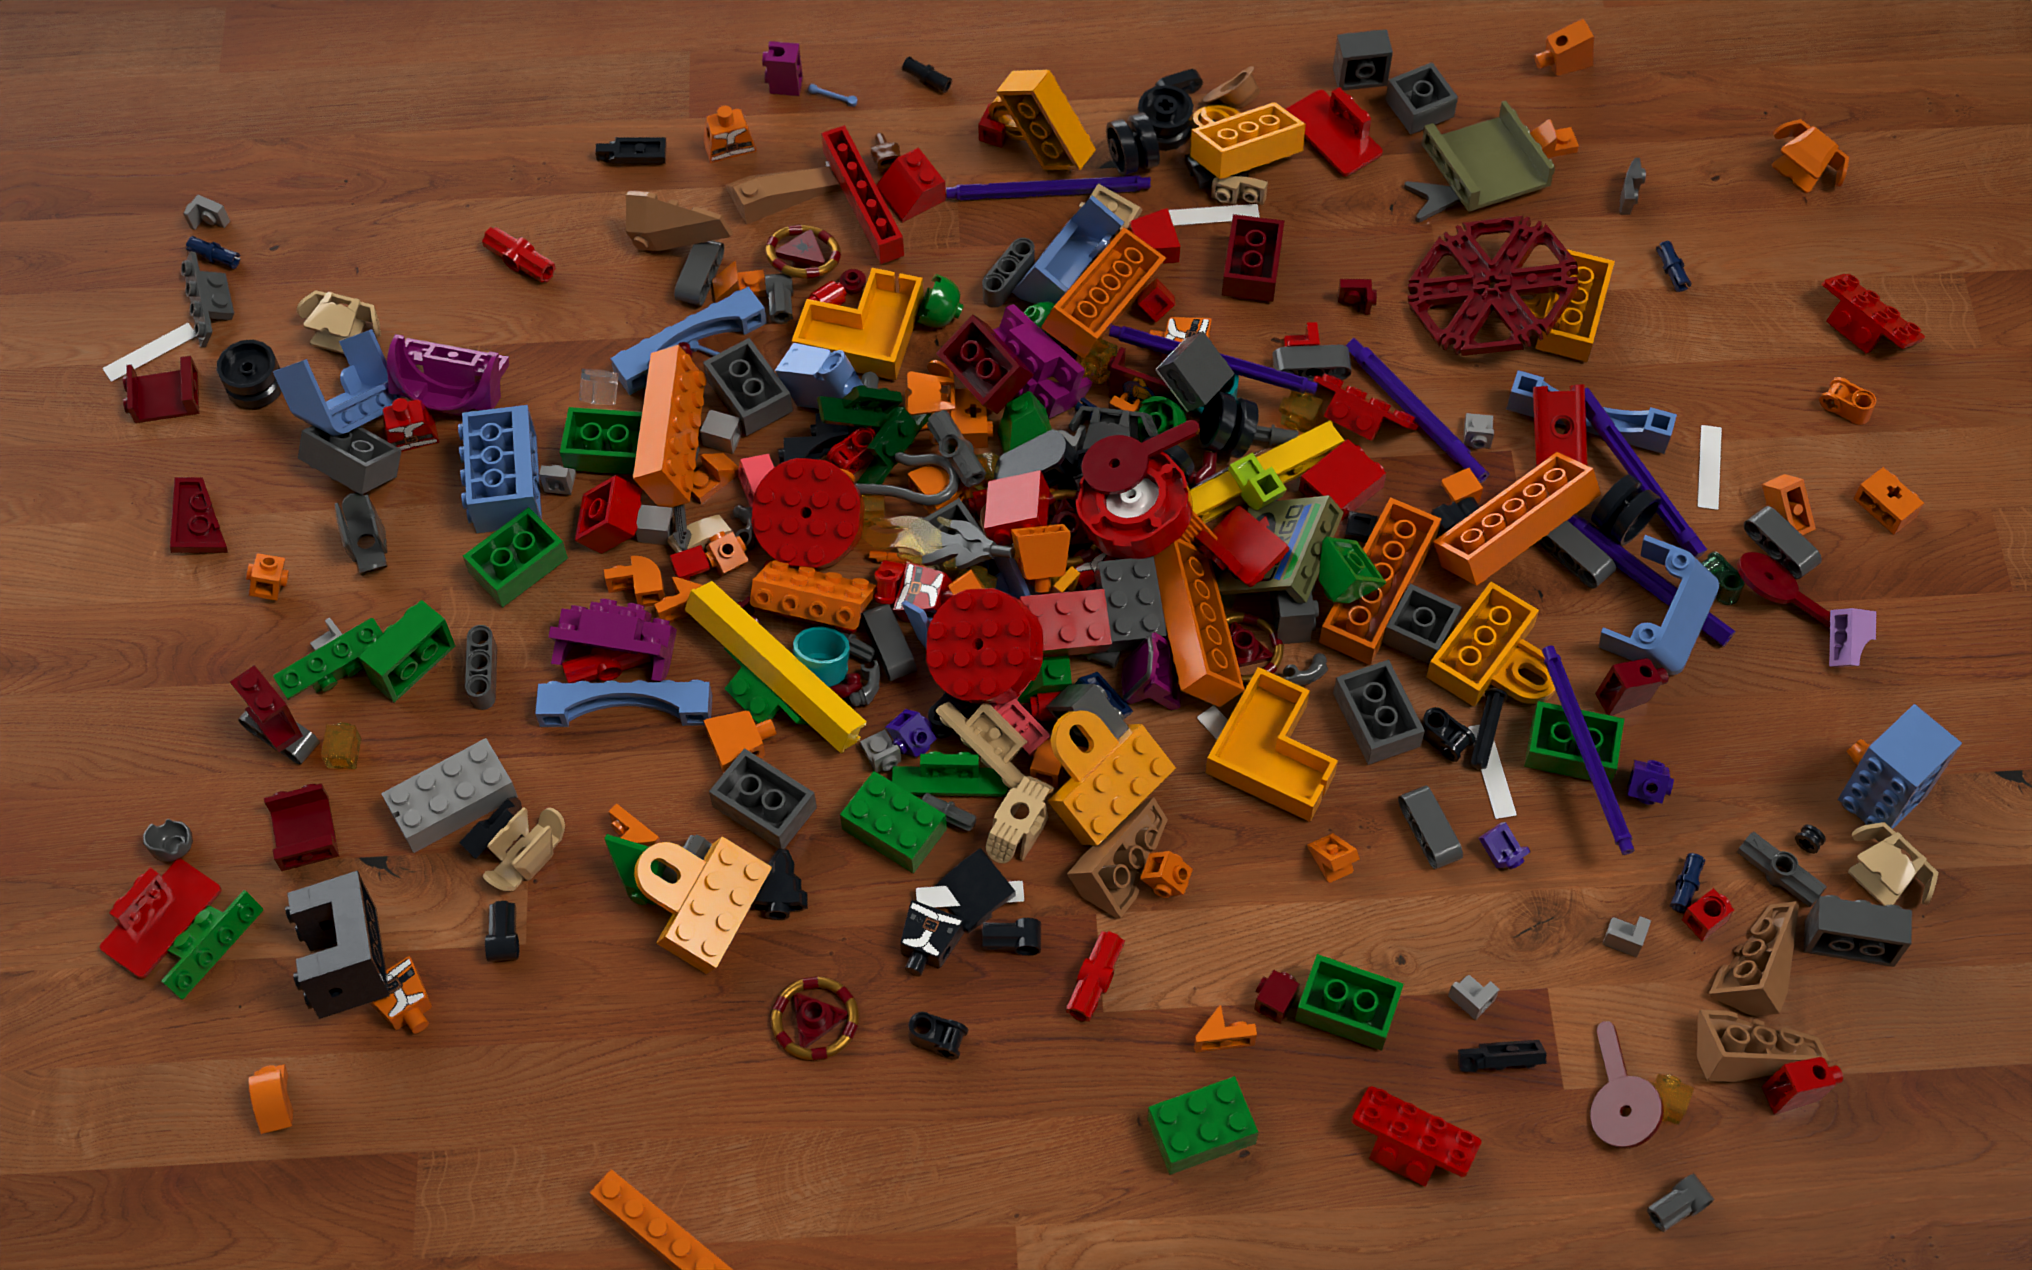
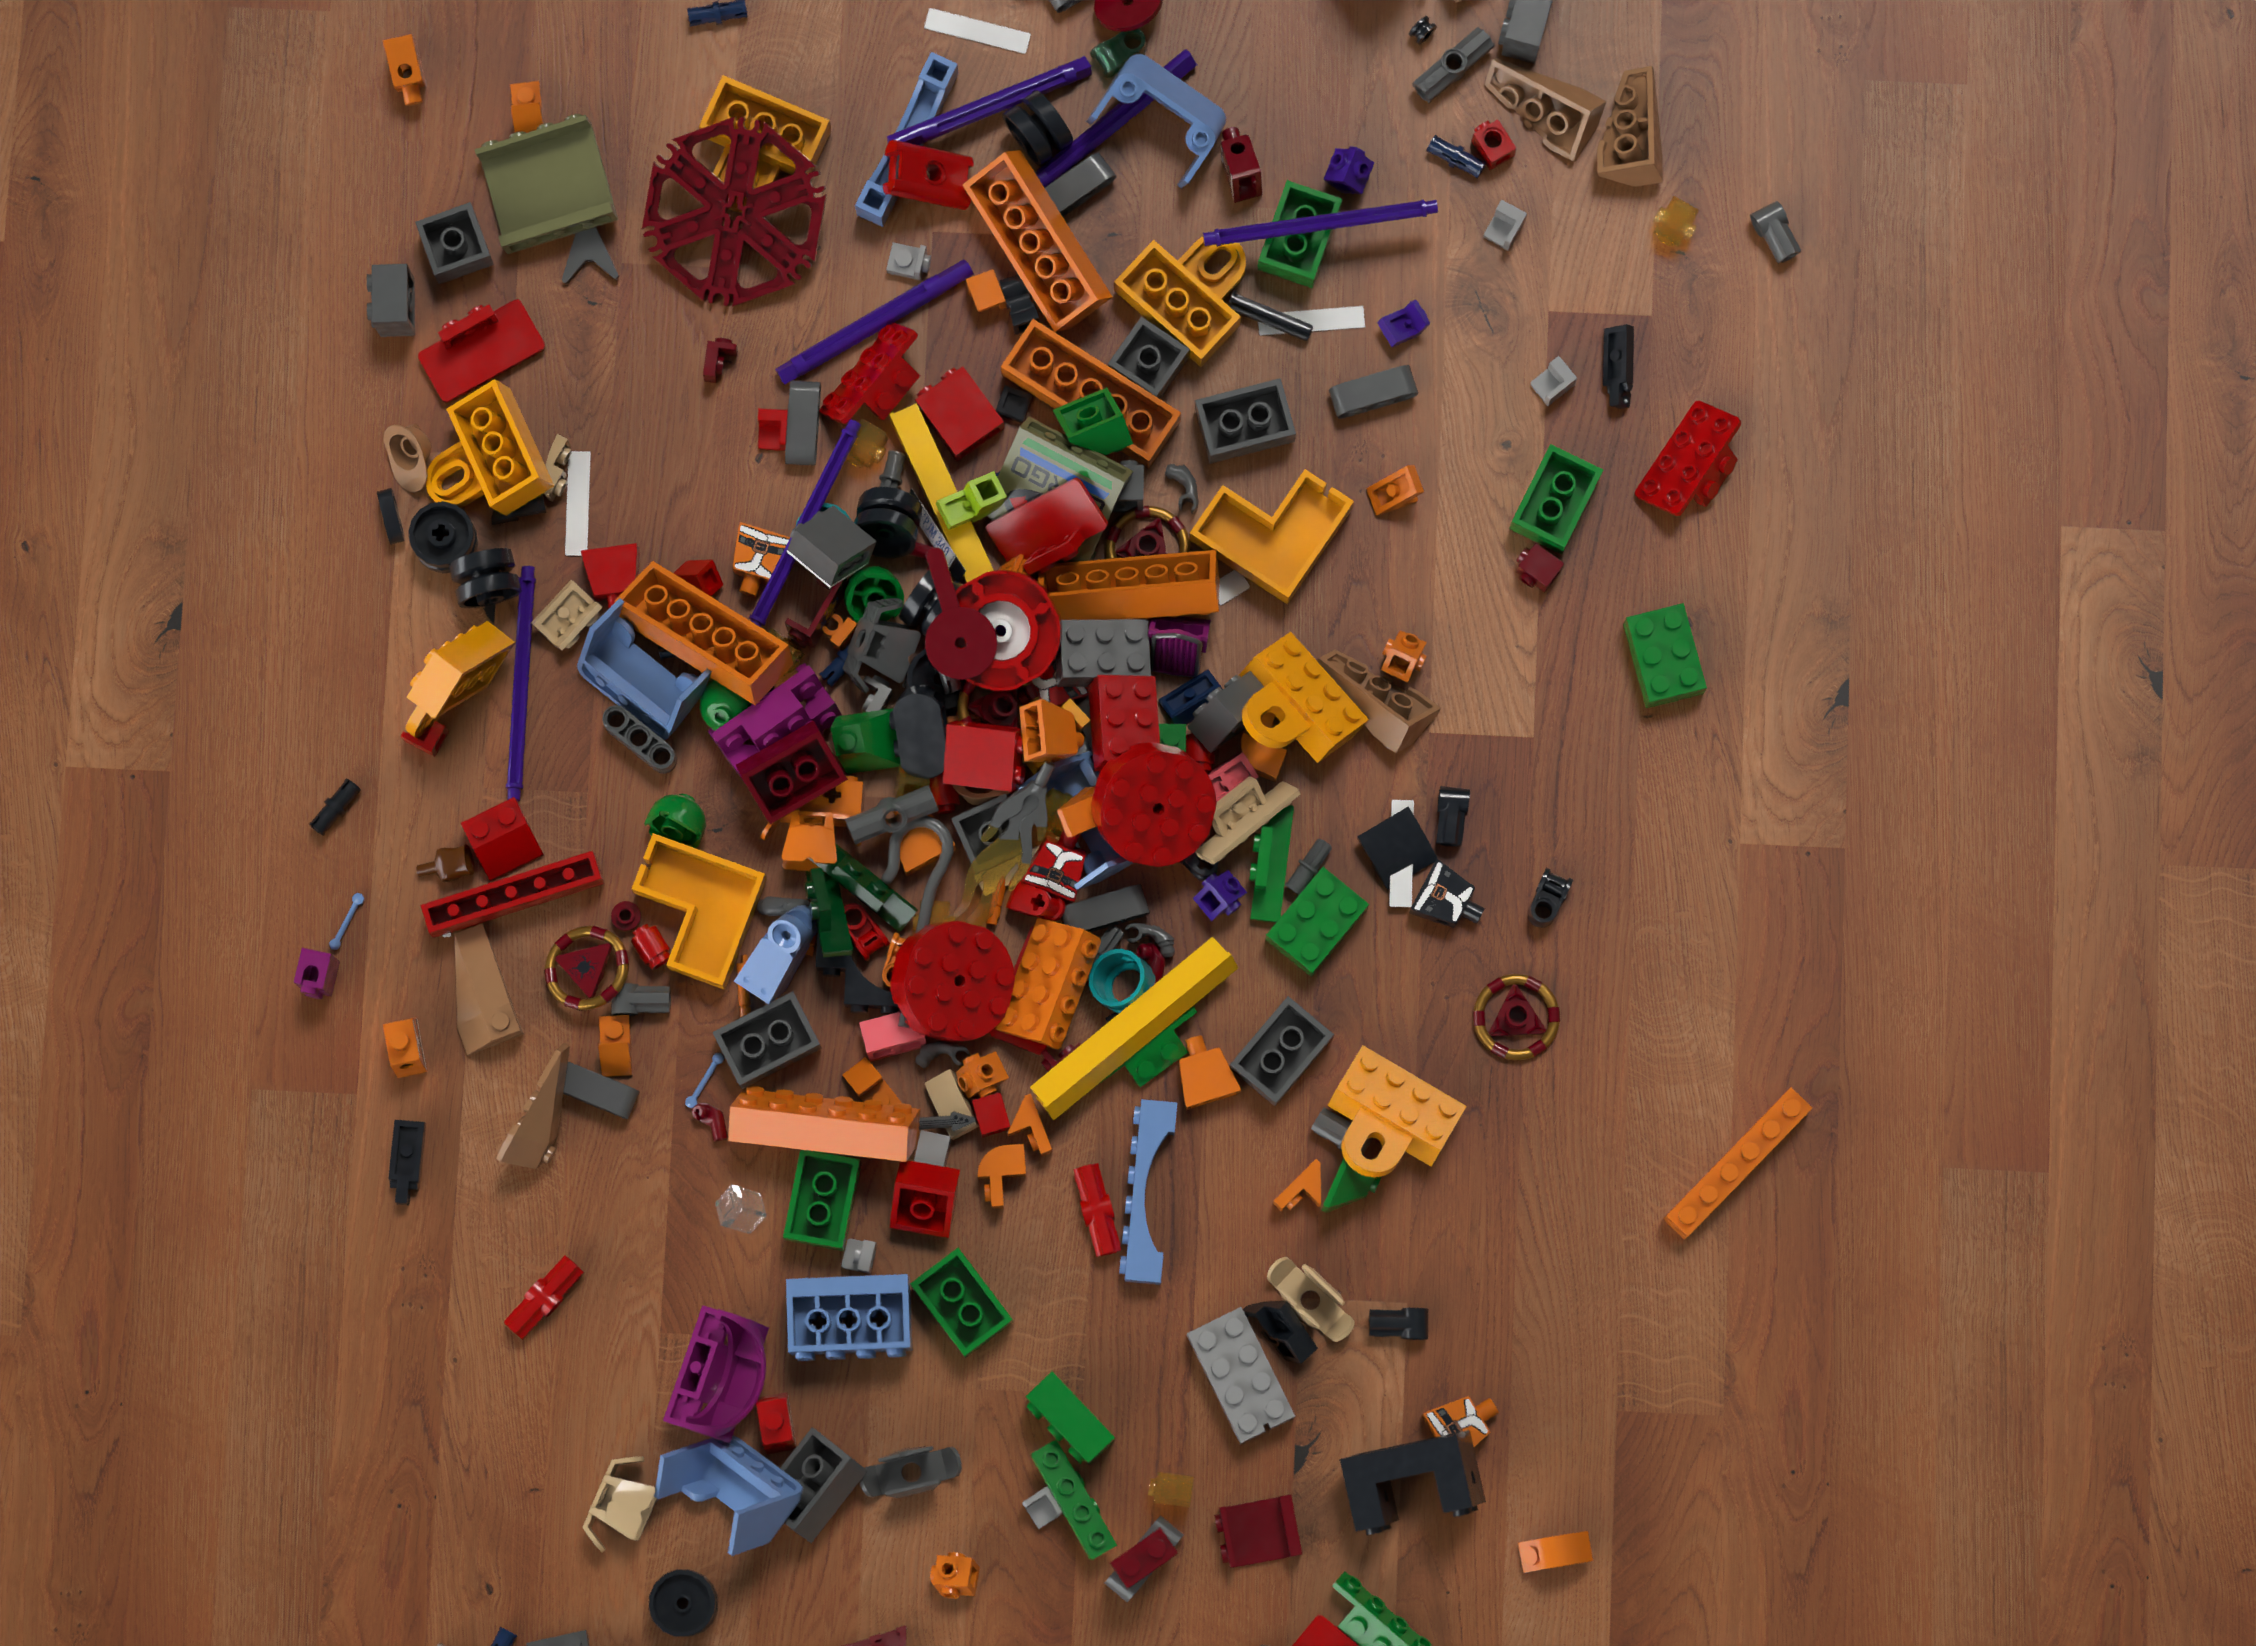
camera: 85 degrees left, 20 degrees up
(482, 678) = (1075, 1338): dark grey beam -> none
(616, 630) = (1072, 1197): magenta piece -> none
(721, 431) = (819, 1073): light grey panel -> none
(735, 313) = (659, 1046): medium blue arch -> none
(781, 889) = (1377, 1035): black rock -> none
(881, 752) = (1231, 929): light grey bracket -> none
(1009, 830) = (1353, 803): tan piece -> none
(1095, 976) = (1501, 739): red piece -> none
(1218, 1037) = (1572, 631): orange slope -> none
(1253, 258) = (658, 465): dark red brick -> none
(1448, 735) = (1276, 355): black piece -> none
(1620, 1093) = (1668, 263): piece -> none
(1633, 181) = (596, 31): flat silver slope -> none
(1801, 1084) = (1676, 97): red torso -> none

